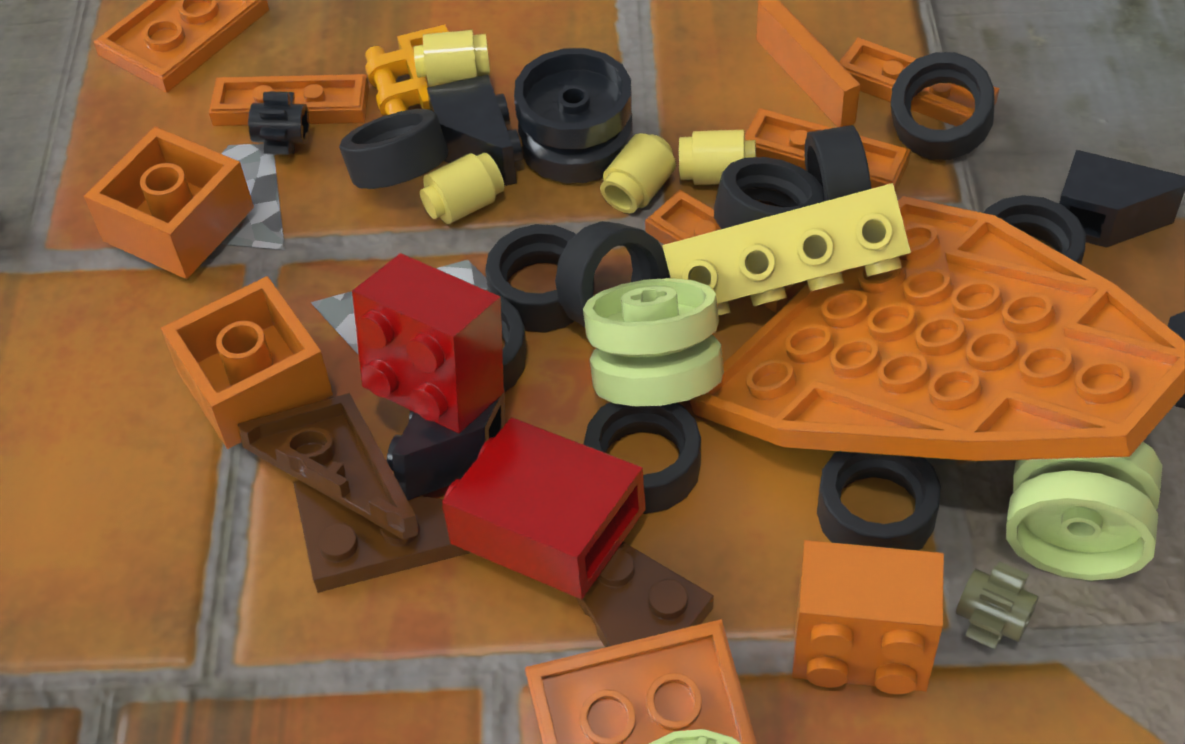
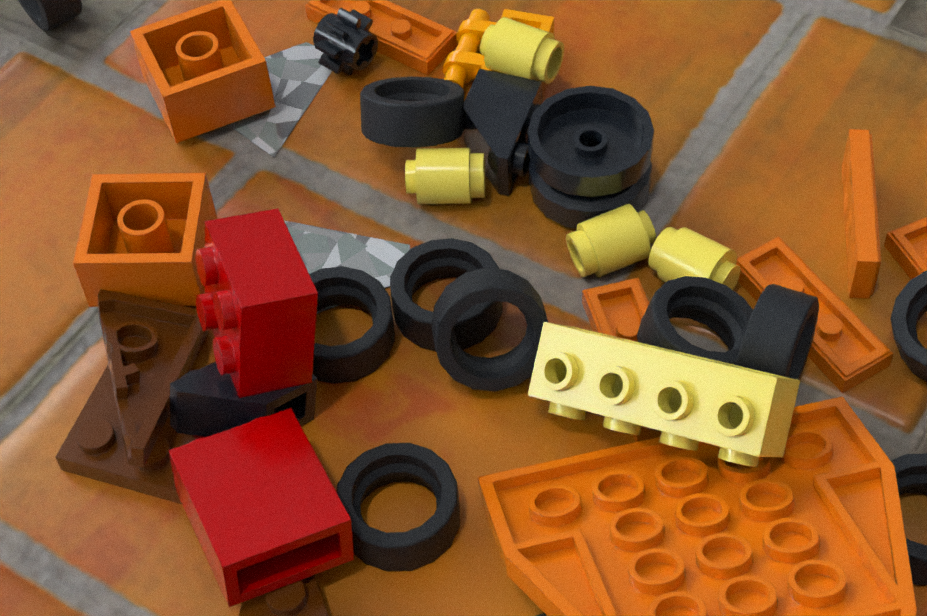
camera: 35 degrees right, 0 degrees up
(654, 341) = (470, 409): yellowish green wheel -> none

